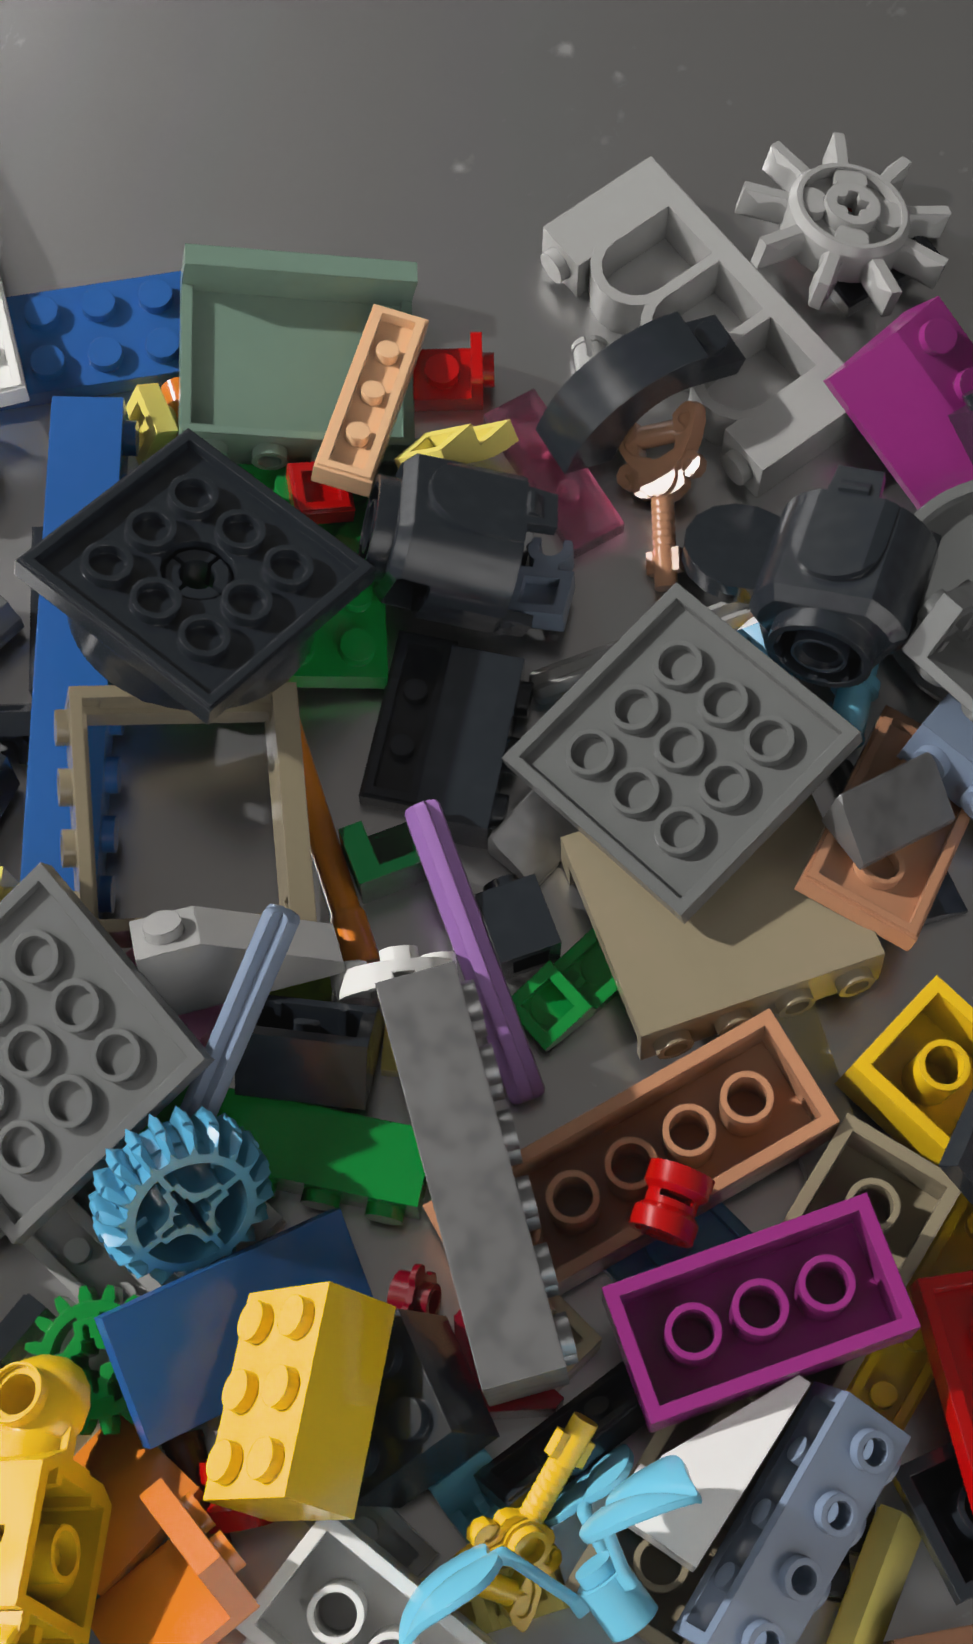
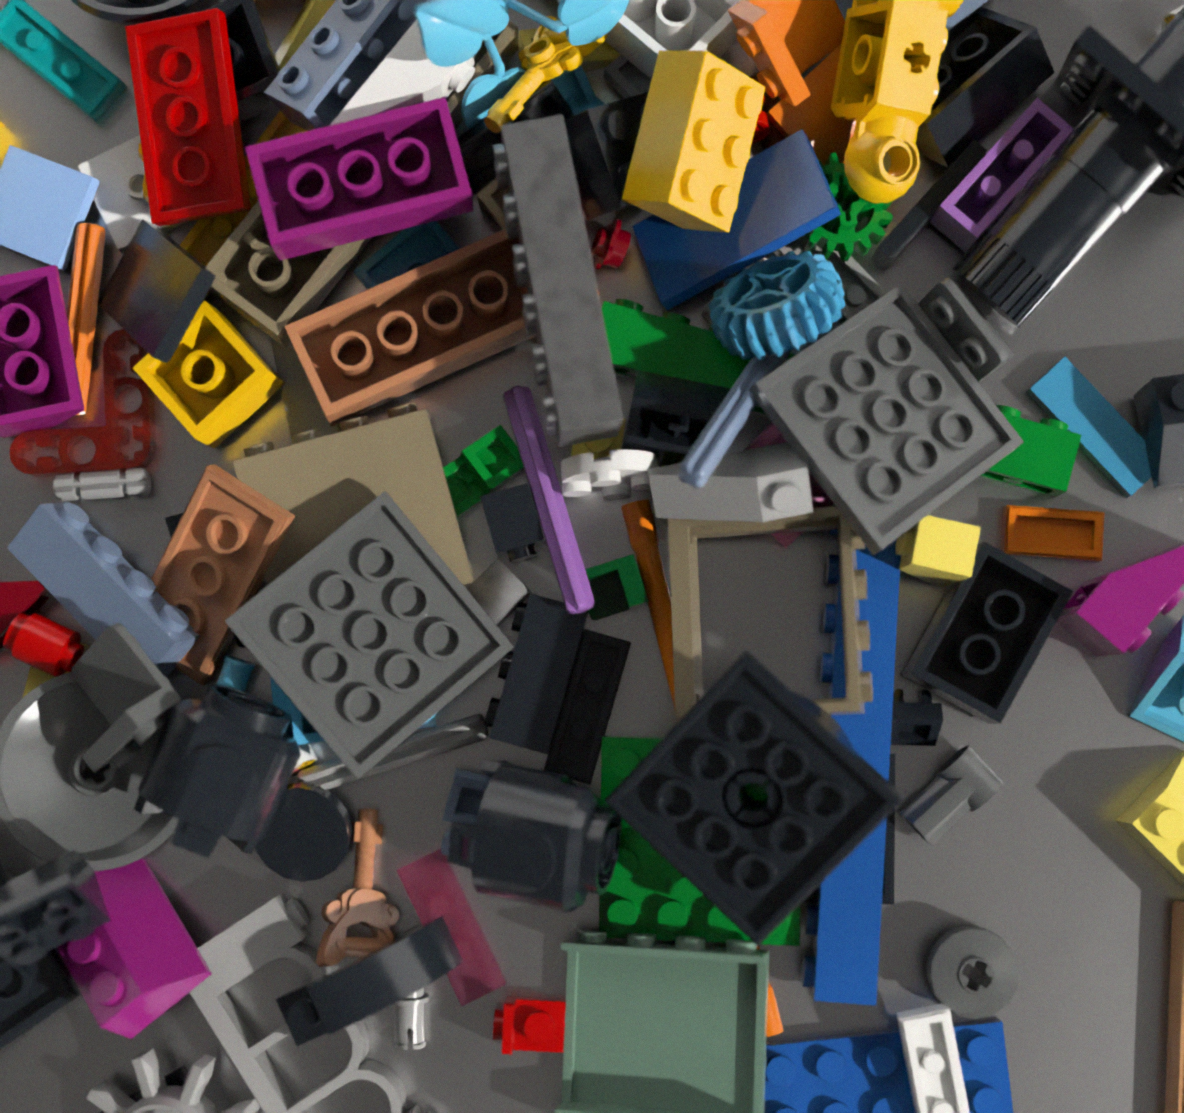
camera: 170 degrees left, 15 degrees up
(155, 418) = (788, 994): light yellow plate -> none
(316, 500) = (649, 904): red tile -> none
(370, 401) = (601, 988): light nougat tile -> none
(464, 442) = (526, 936): light yellow slope -> none
(671, 1202) = (415, 267): red wheel -> none
(890, 811) = (211, 572): flat silver slope -> none

